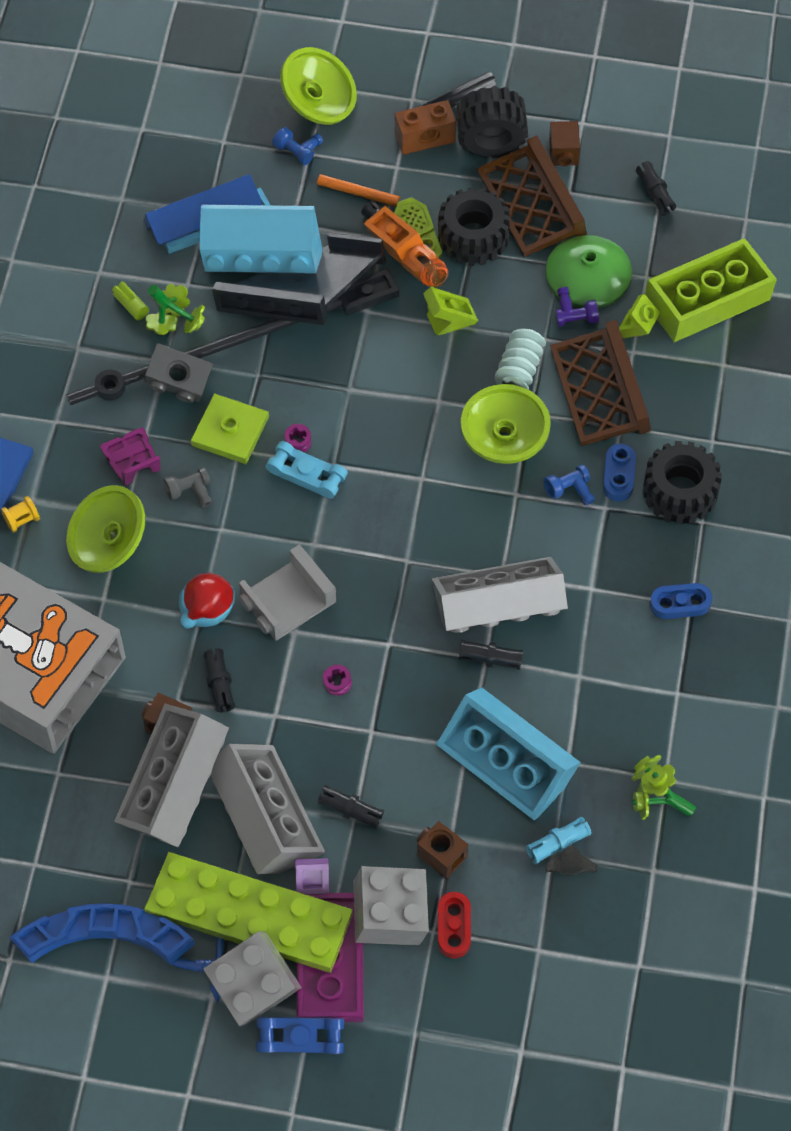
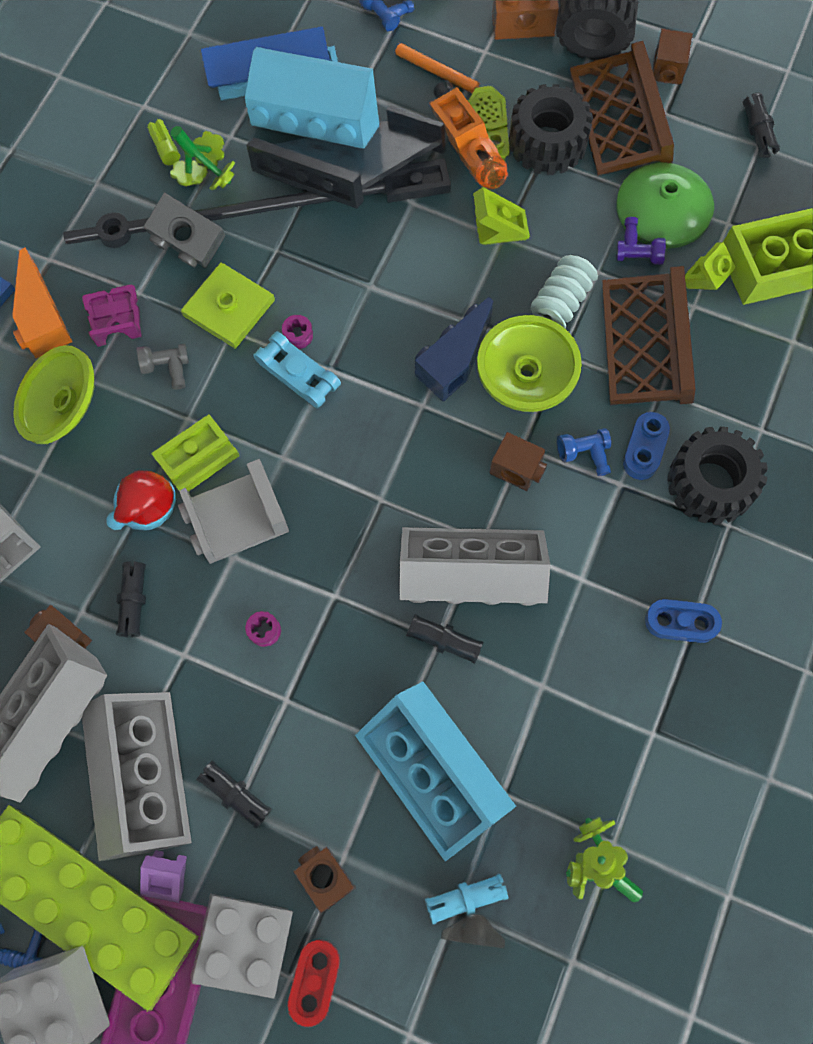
camera: 15 degrees right, 10 degrees up
(69, 472) = (35, 311): none -> orange slope
(240, 554) = (195, 454): none -> lime plate
(437, 435) = (451, 358): none -> dark blue slope
(516, 505) = (518, 462): none -> reddish brown brick

